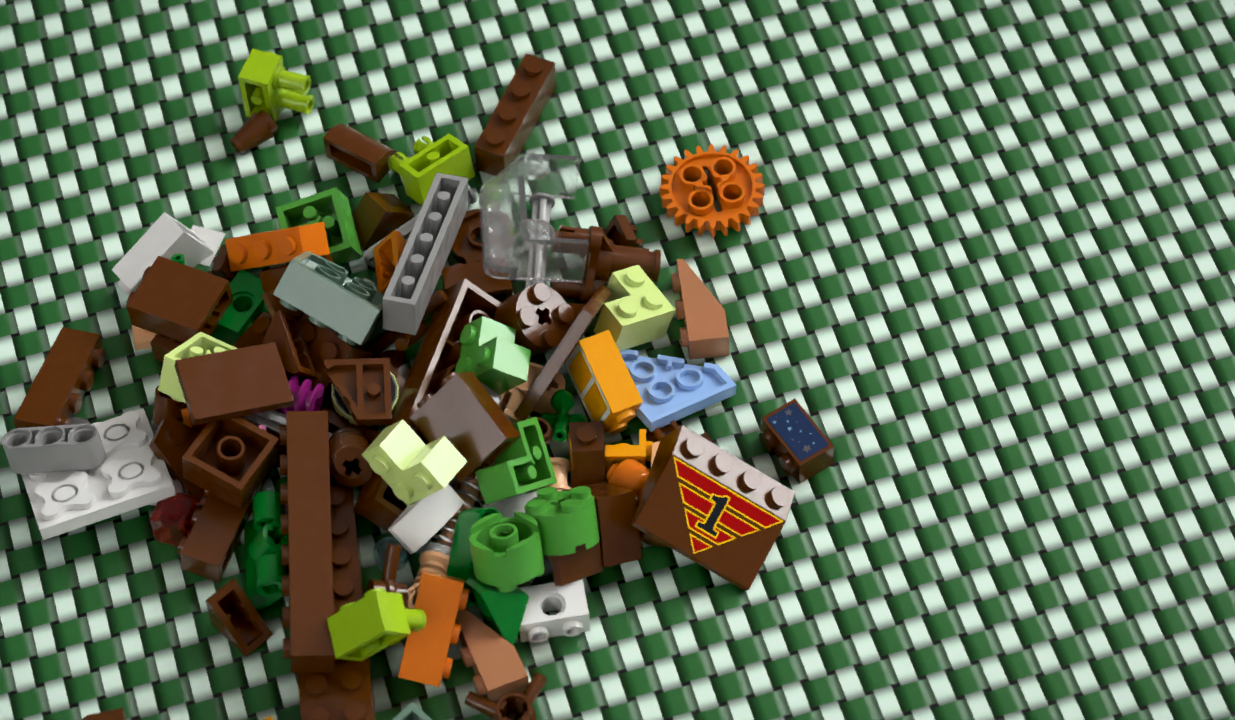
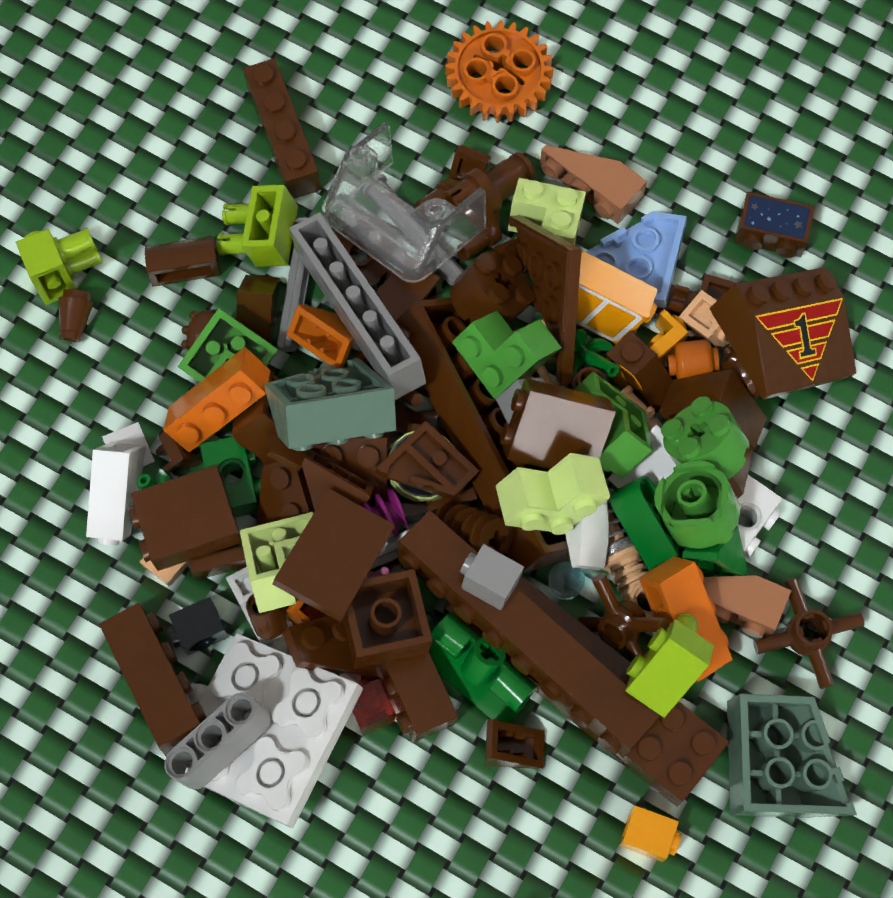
camera: 45 degrees left, 15 degrees up
(123, 383) = (196, 627): none -> black brick
(315, 475) = (490, 576): none -> light grey brick

